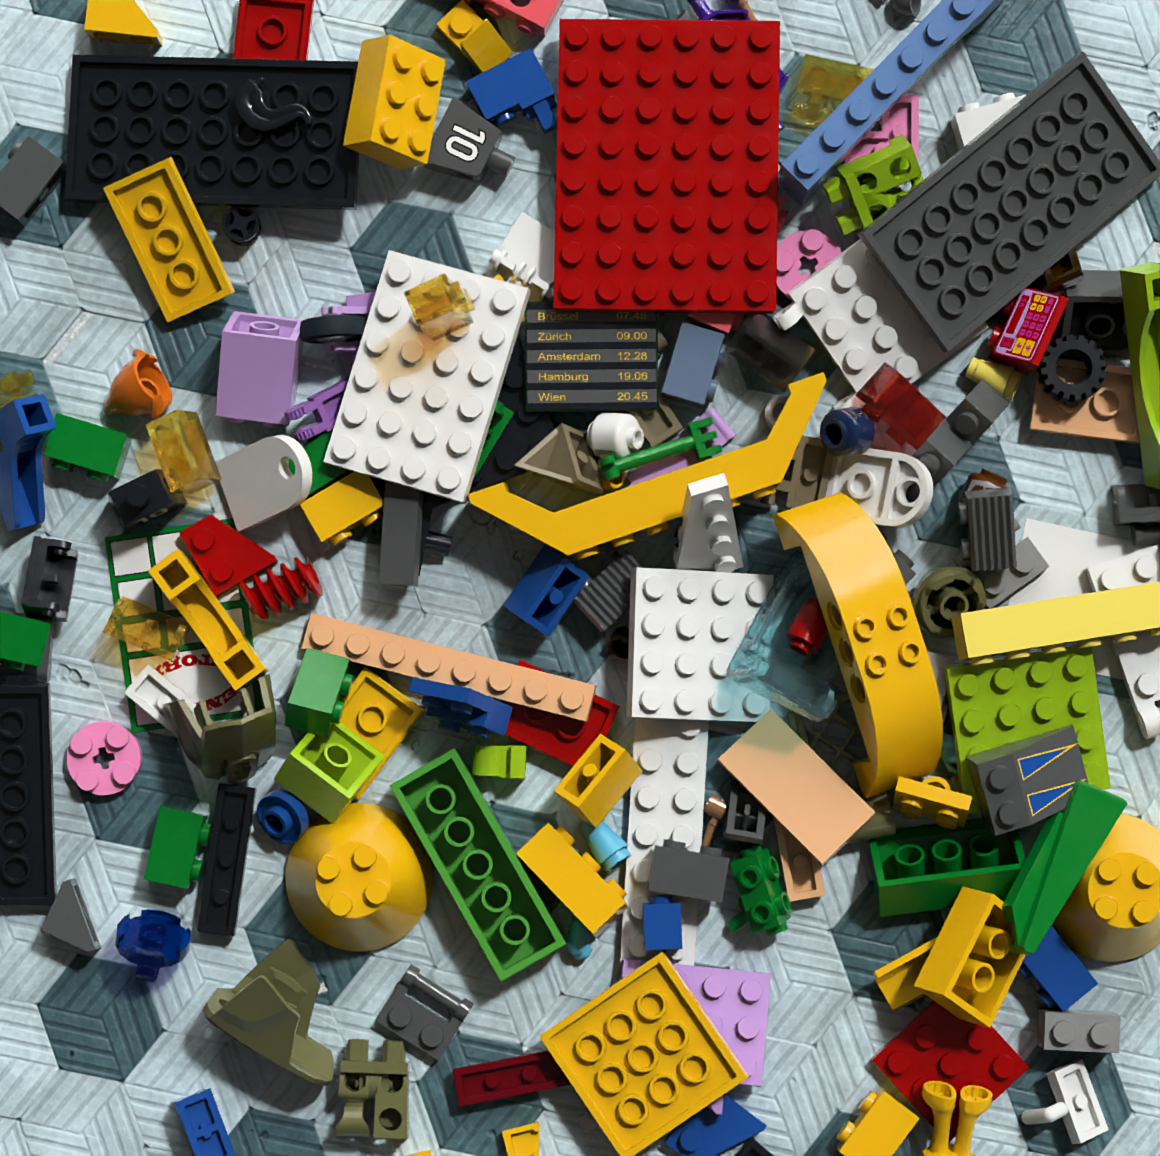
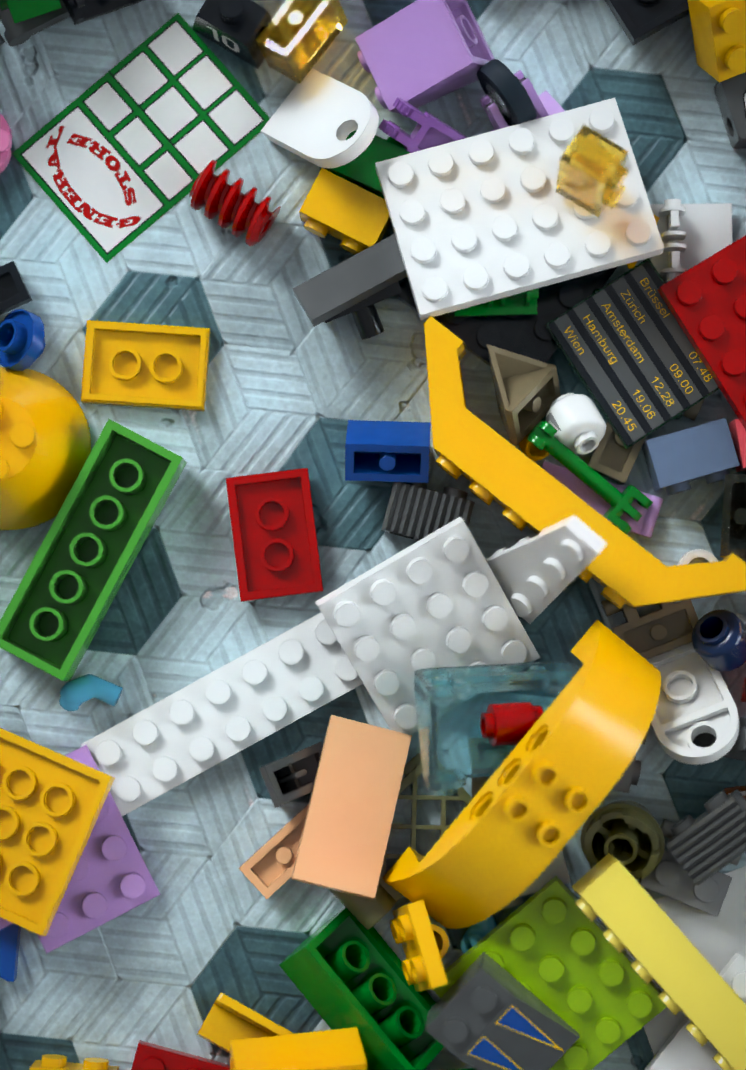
camera: 55 degrees right, 0 degrees up
(147, 628) = (115, 103): clear yellow hinge -> none
(153, 690) = (58, 163): white plate -> none
(209, 620) = (168, 136): yellow arch -> none
(224, 554) = (231, 131): red wing -> none
(230, 746) = (54, 250): olive piece -> none
(317, 692) = (155, 297): brick -> none
(329, 770) = (91, 352): lime slope -> none
(451, 667) = (258, 407): light nougat plate -> none
(462, 708) = (225, 441): blue plate -> none
(499, 761) = (200, 511): lime leg -> none
(573, 878) = (131, 649): yellow brick -> none
(598, 780) = (238, 613): yellow brick -> none
(607, 847) = (184, 659): medium azure cone -> none
(615, 645) = (378, 551): black hinge -> none
(662, 923) = (140, 760): blue brick -> none
(688, 872) = (205, 754): dark grey brick -> none
(716, 809) = (284, 743): medium nougat hand -> none
(761, 895) = (227, 838): green brick -> none

